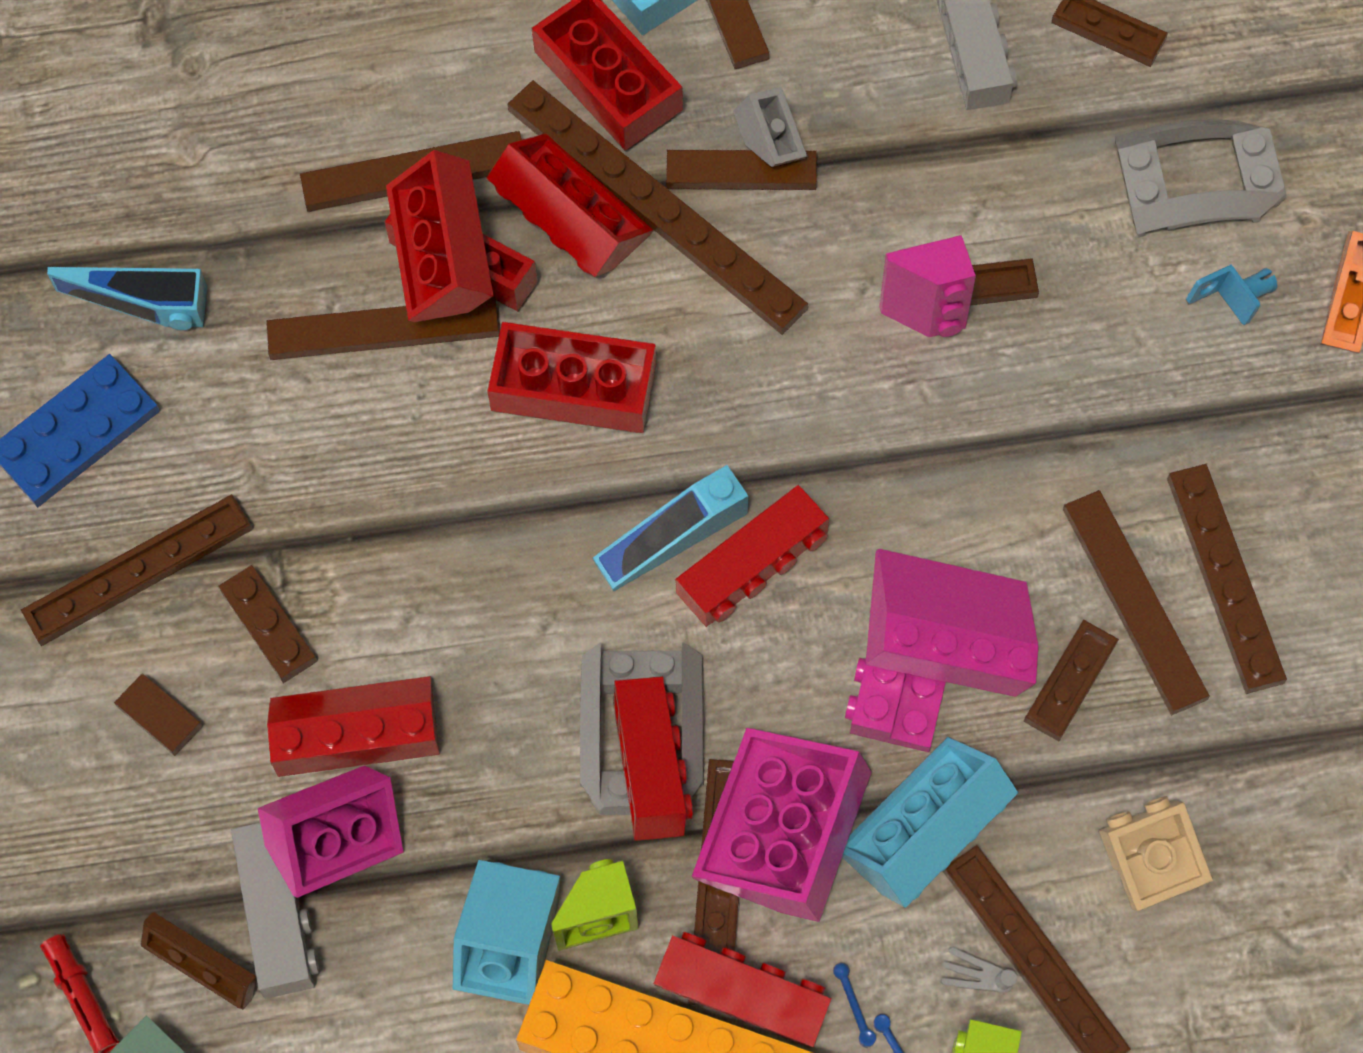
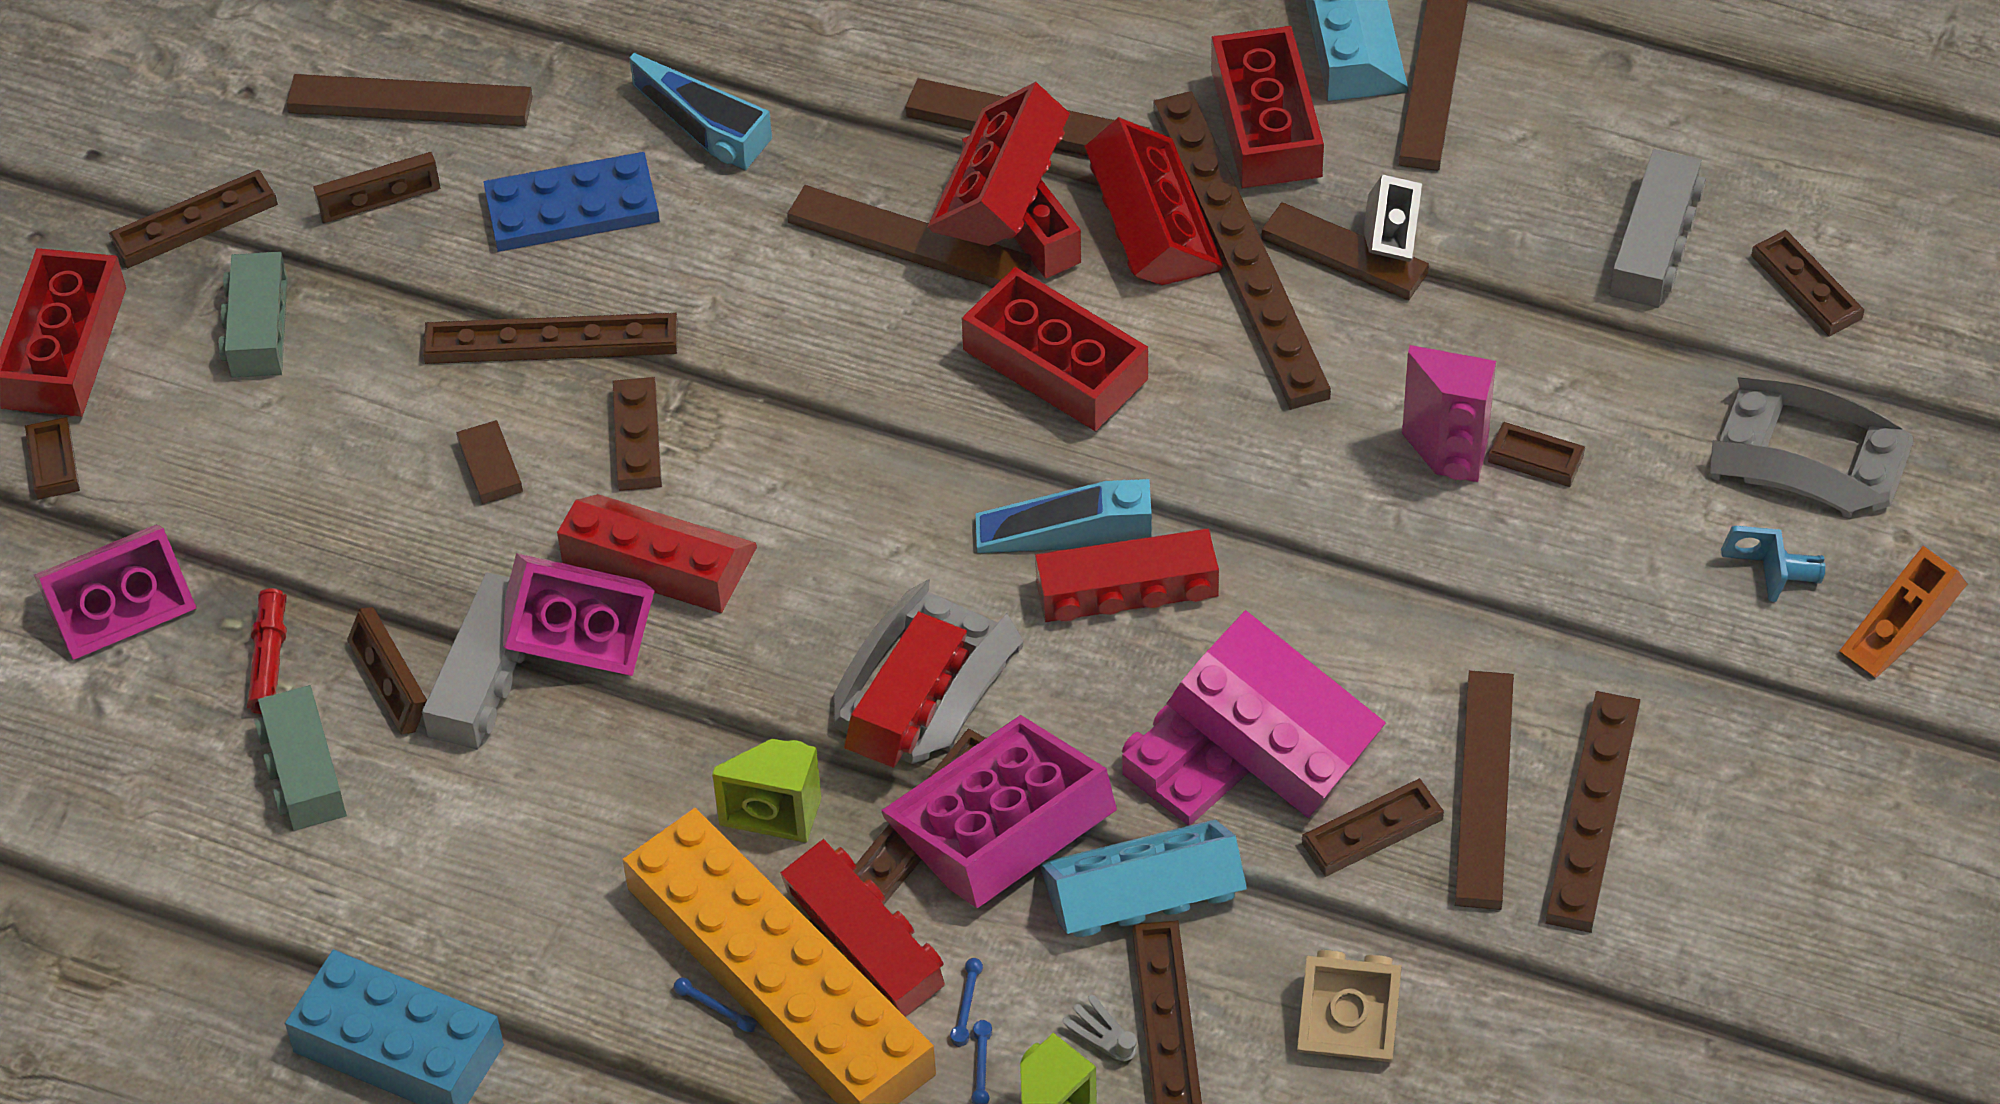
camera: 30 degrees right, 15 degrees down
(504, 931) = (668, 770): medium azure slope -> none

